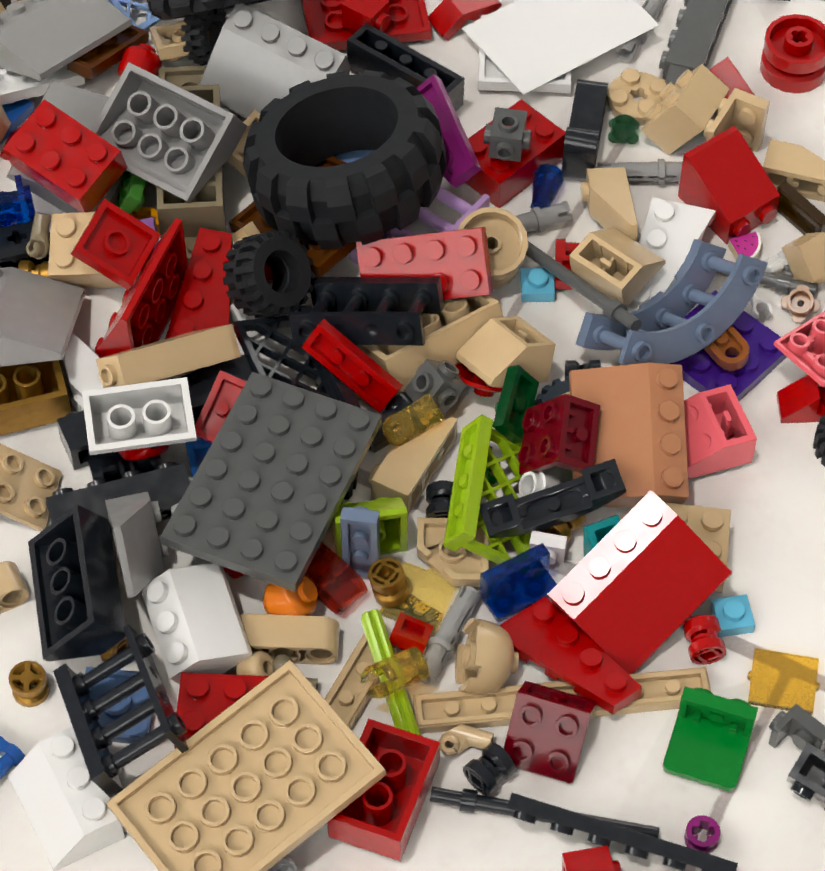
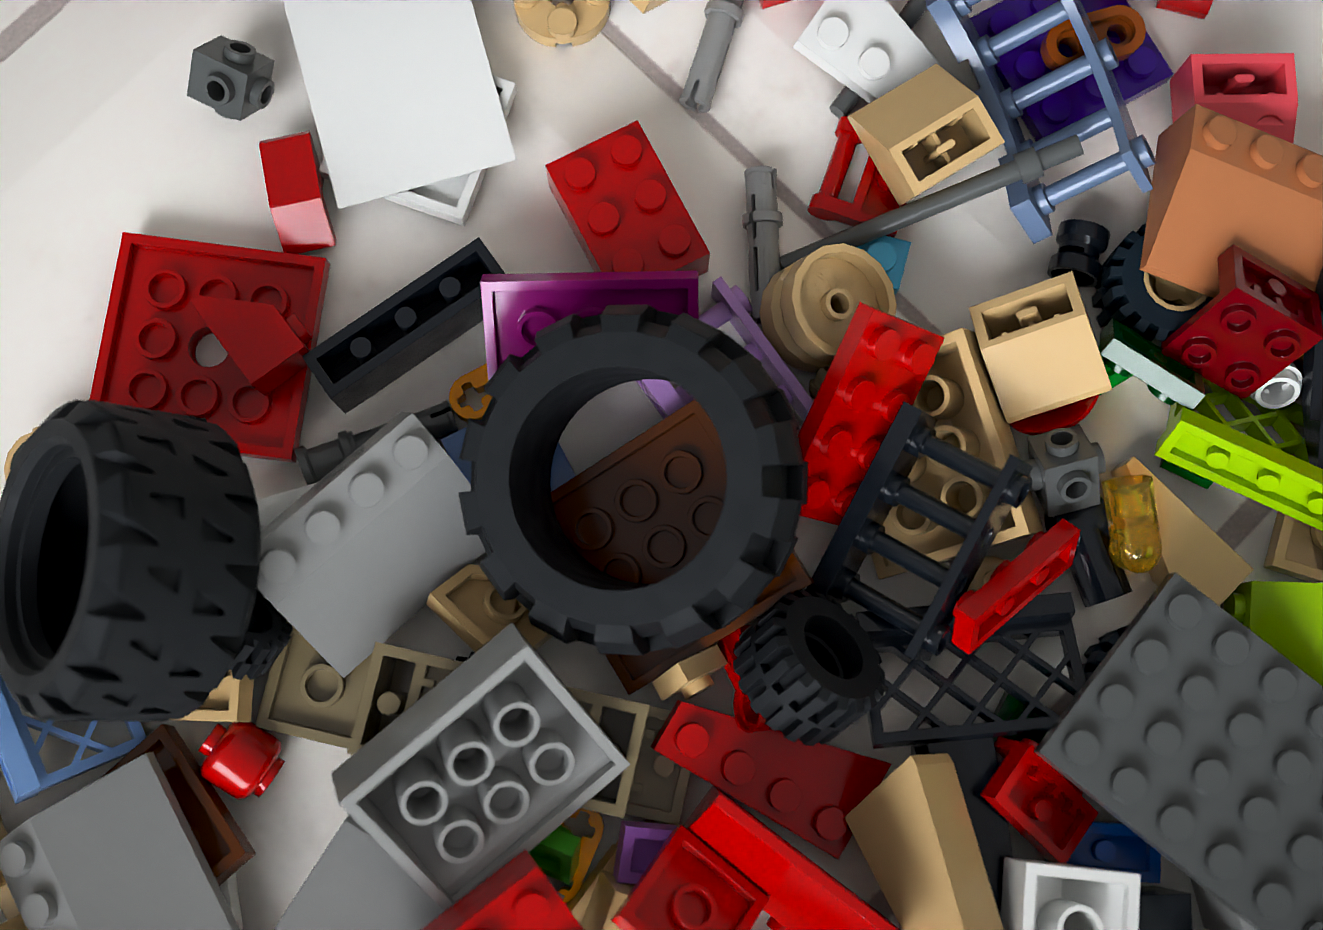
camera: 75 degrees left, 25 degrees up
(438, 497) = (1252, 522): black wheel -> none
(507, 141) = (654, 207): dark grey brick -> none
(546, 185) = (706, 189): clear blue cone -> none
(584, 129) = (613, 92): black beam -> none
(610, 199) = (779, 102): tan slope -> none
(623, 129) = (617, 26): clear green plate -> none

